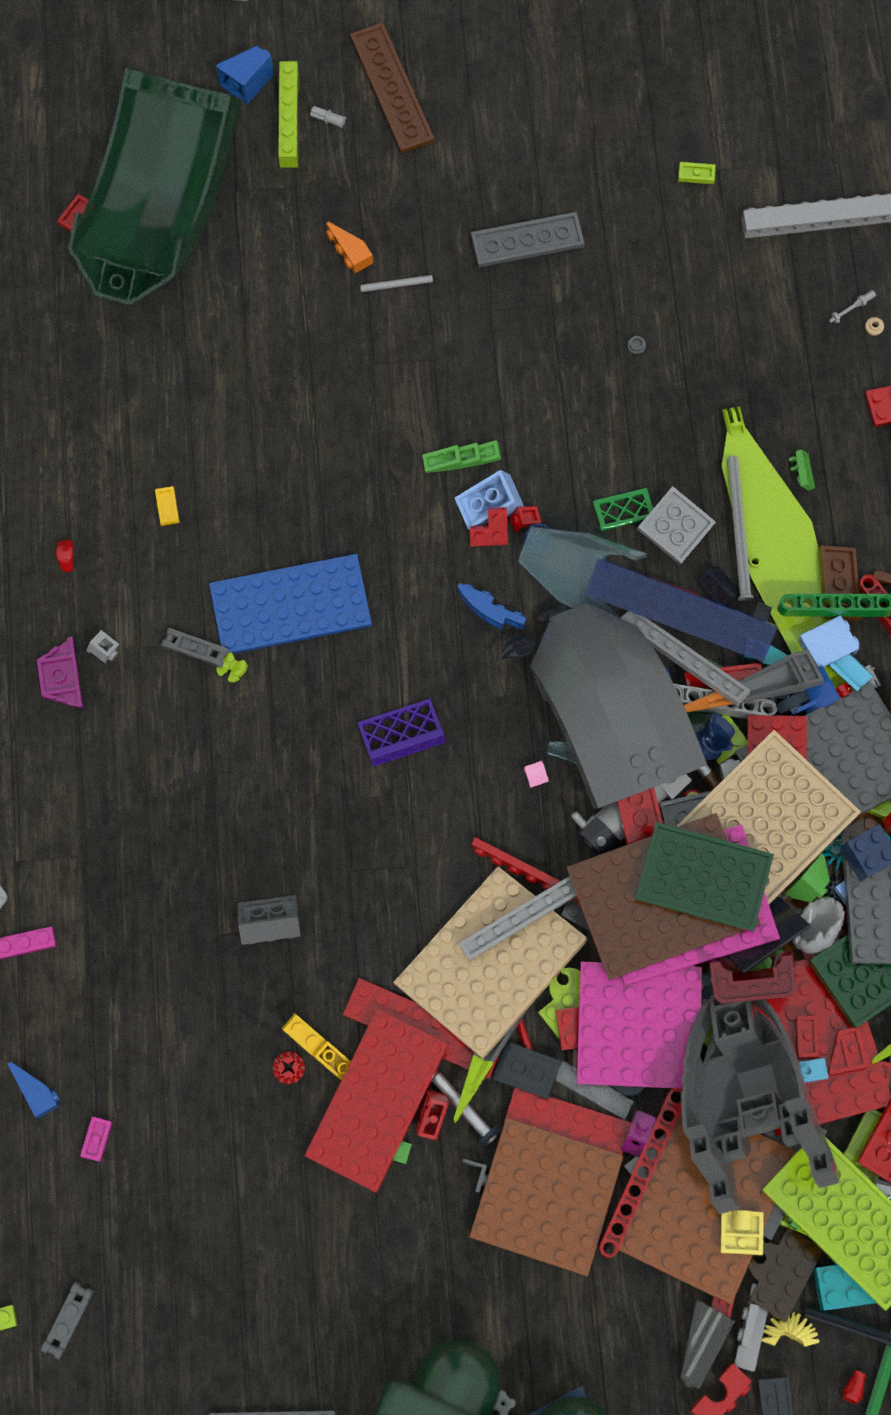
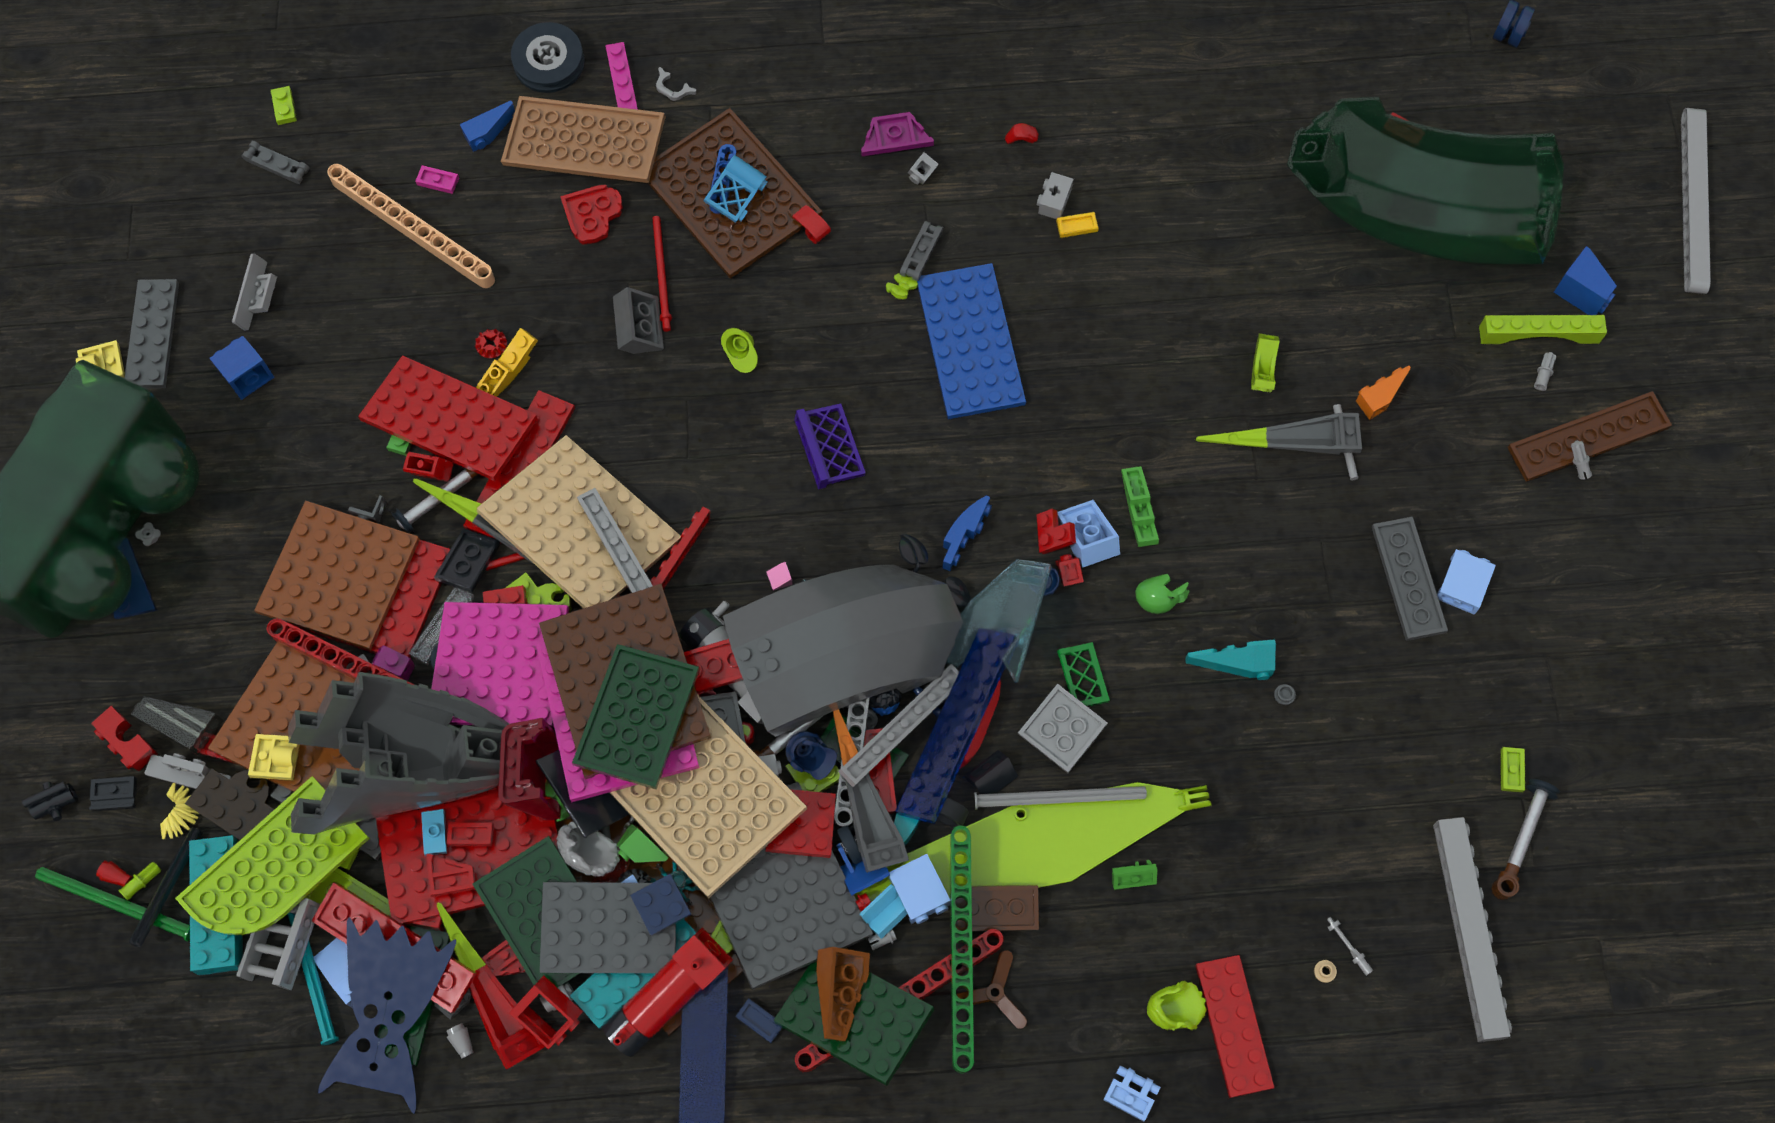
camera: 90 degrees right, 5 degrees down
(56, 986) = (583, 139): none -> medium nougat plate
(110, 838) = (720, 164): none -> blue beam
(111, 817) = (743, 175): none -> dark azure piece
(121, 835) = (685, 177): none -> reddish brown plate
(131, 516) = (1060, 187): none -> light grey brick
(140, 975) = (591, 211): none -> red plate
(142, 1167) = (416, 231): none -> light nougat beam
(164, 749) = (814, 225): none -> red panel
(227, 1320) = (254, 293): none -> light grey bracket
(262, 893) = (665, 317): none -> red bar
(302, 816) = (740, 349): none -> lime piece
(315, 1326) = (242, 367): none -> blue slope
(321, 345) = (1264, 363): none -> lime arch
(393, 297) = (1324, 434): none -> dark grey plate
(418, 94) = (1580, 459): none -> light grey axle
(530, 193) = (1466, 581): none -> light blue panel
(550, 445) = (1158, 599): none -> bright green helmet
(609, 370) = (1252, 661): none -> teal wedge
(761, 170) = (1542, 791): none -> piece
(859, 1360) = (140, 880): none -> lime axle

